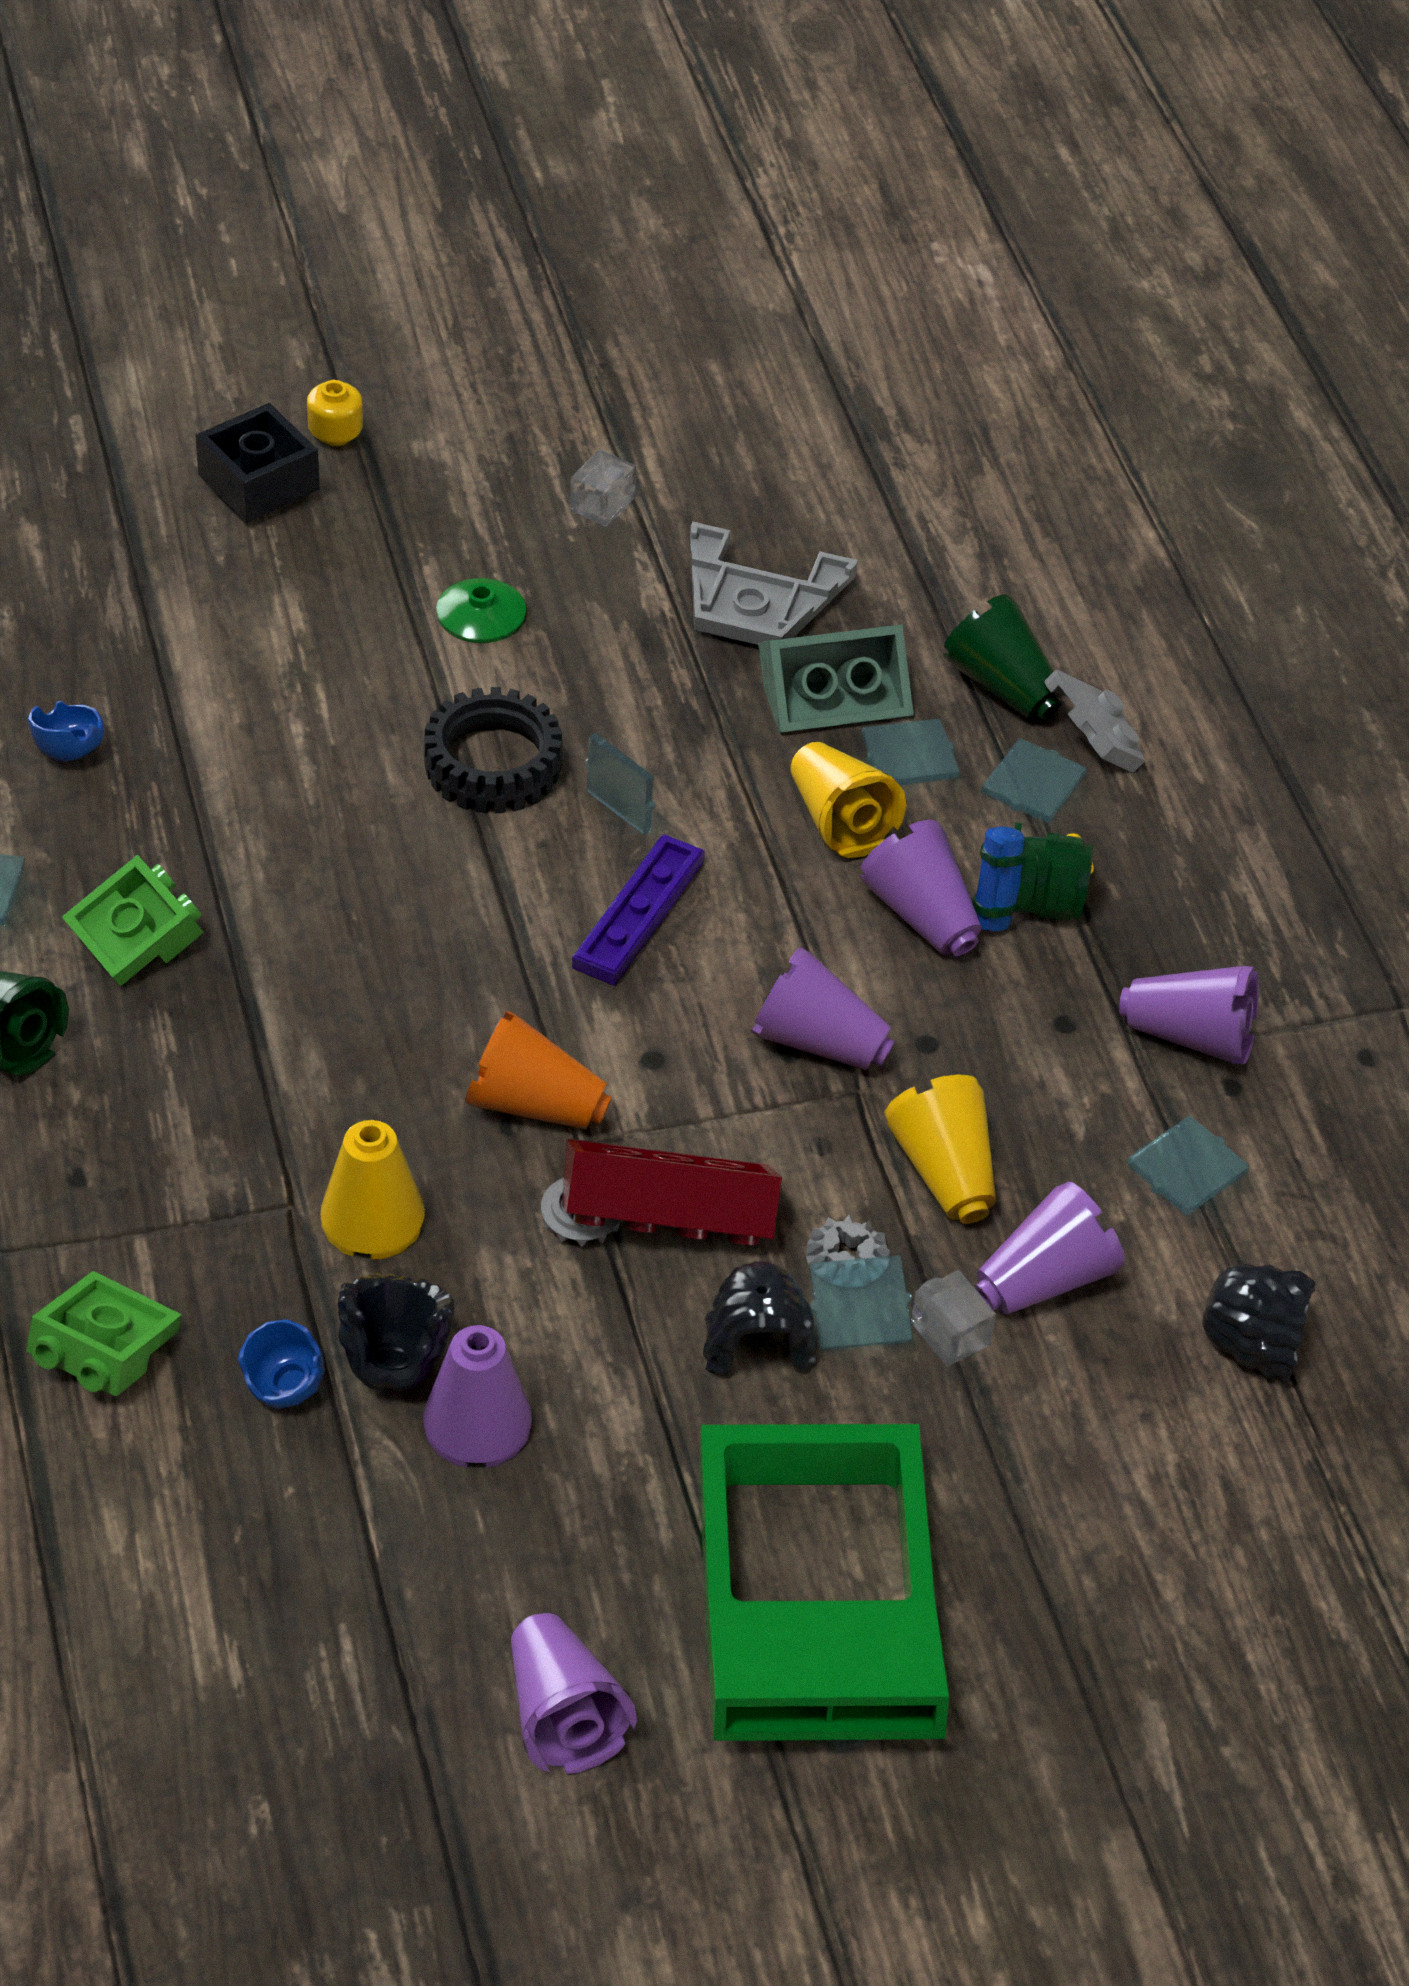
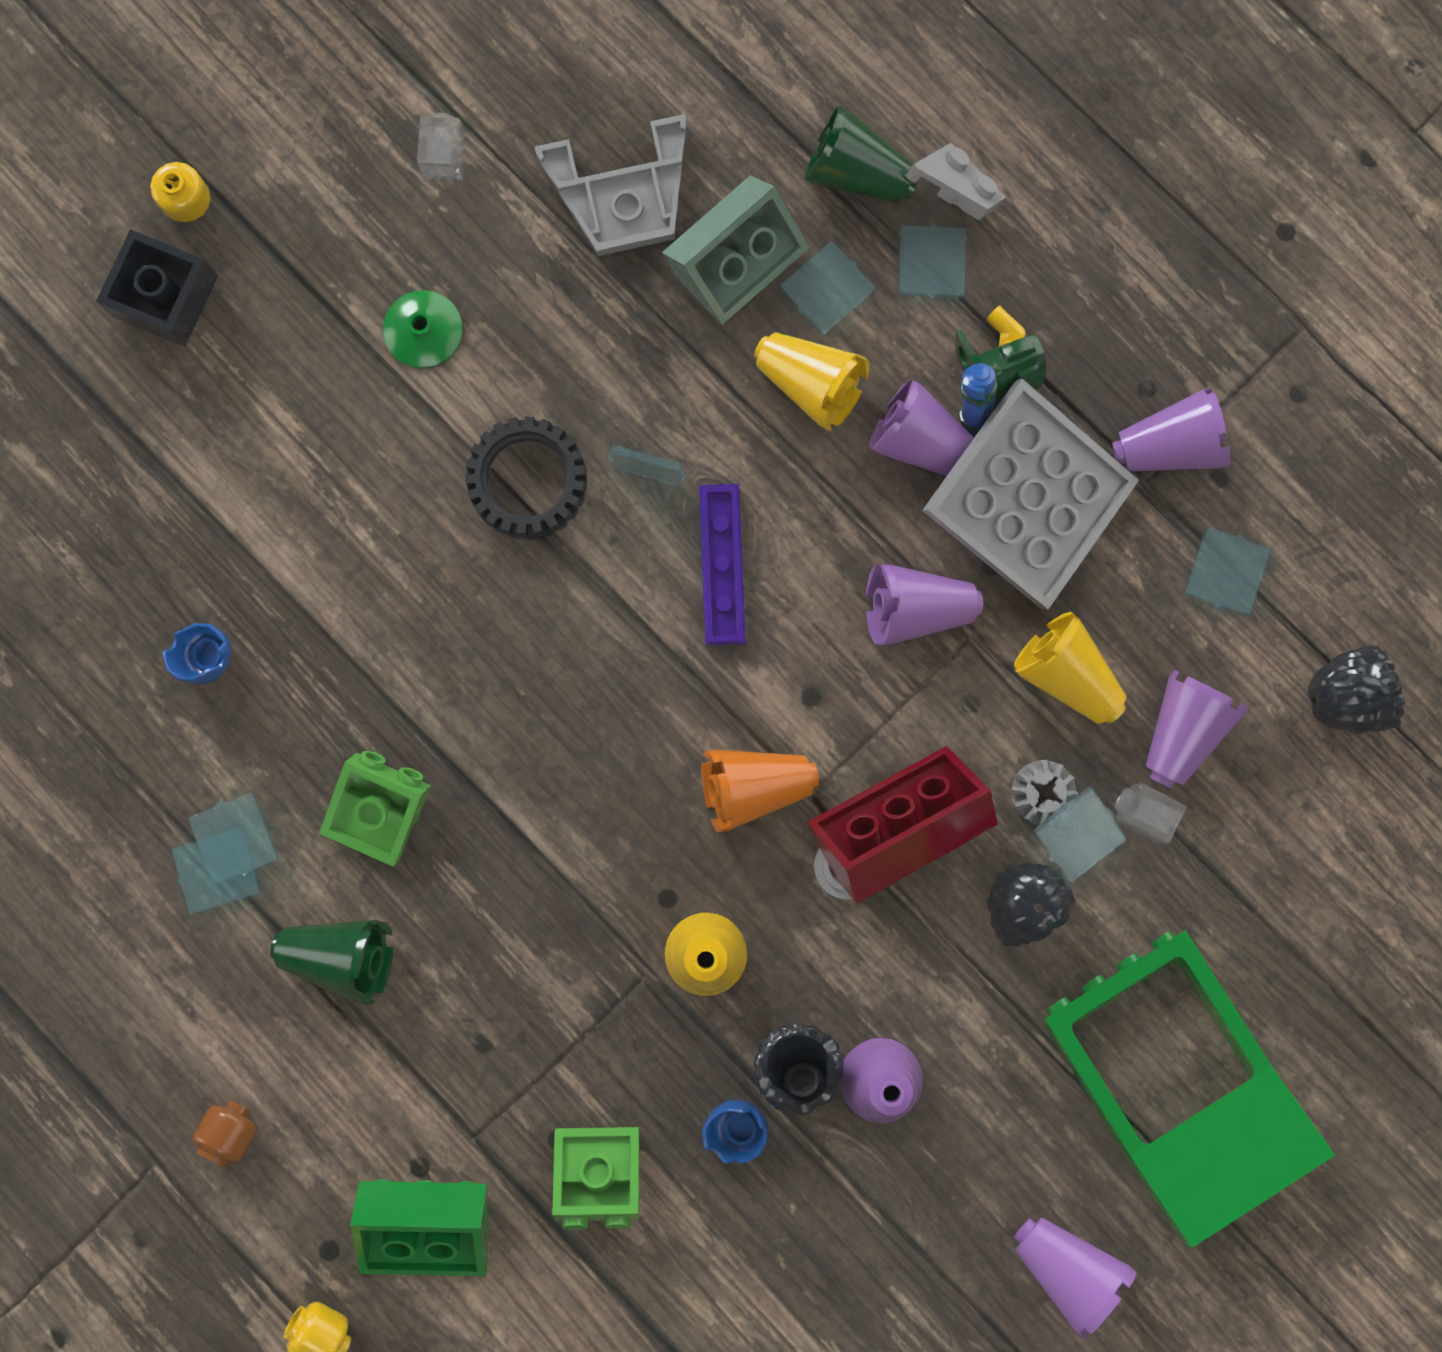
camera: 30 degrees left, 35 degrees up
(1005, 979) = (1031, 494): none -> light grey plate

